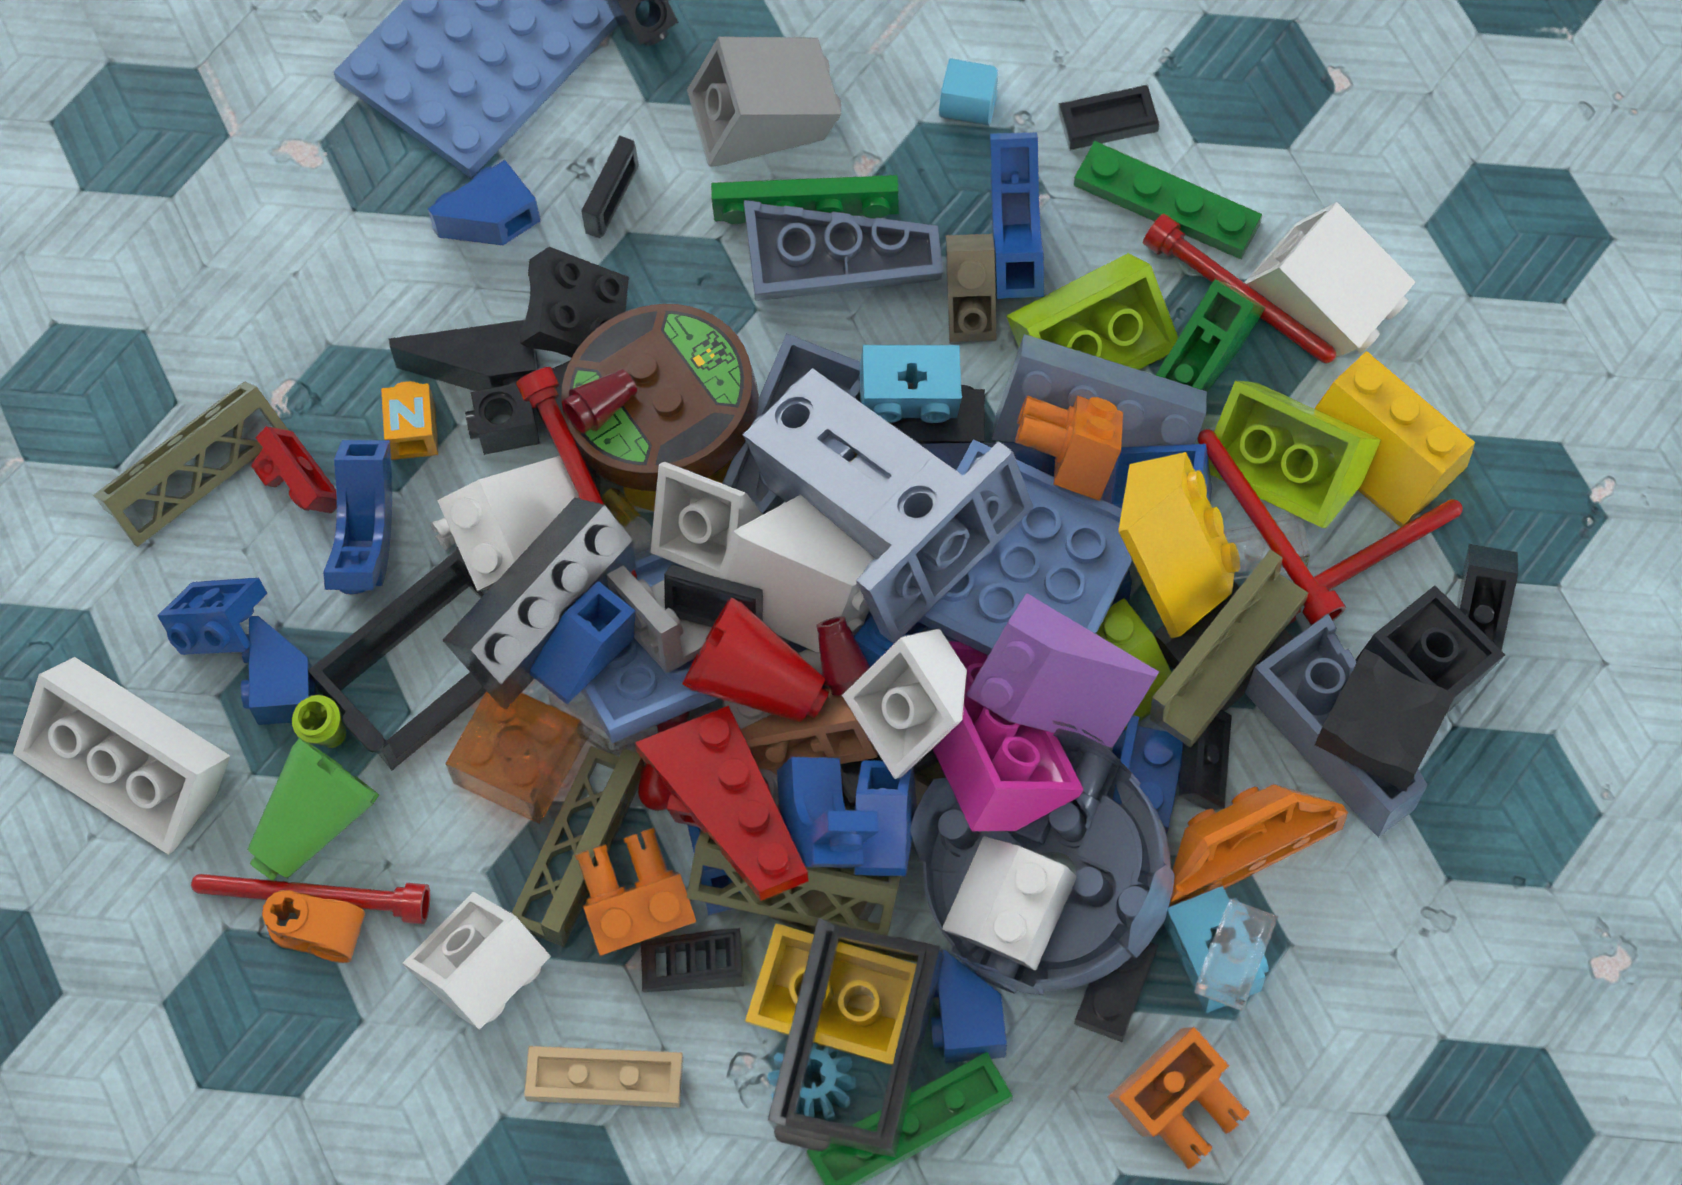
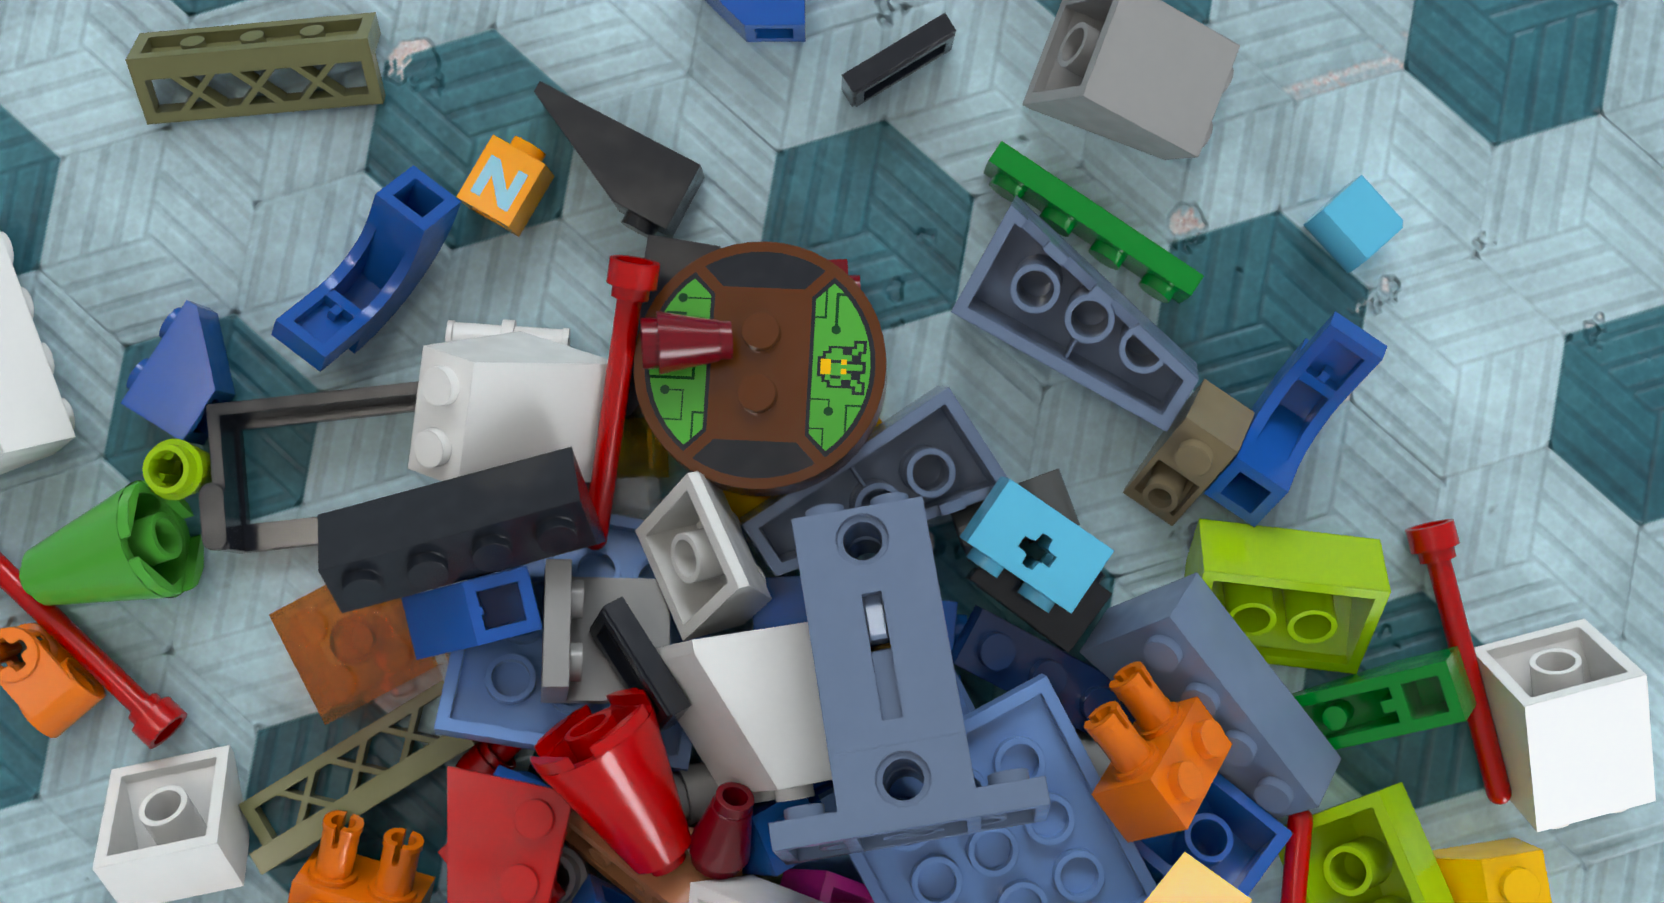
camera: 30 degrees right, 20 degrees up
(209, 615) = (156, 265): blue bracket -> none
(289, 461) = (356, 143): red hinge -> none
(513, 434) = (579, 233): black brick -> none
(569, 301) = (755, 181): black brick -> none
(1108, 117) = (1480, 354): black tile -> none
(1155, 192) = (1471, 494): green plate -> none

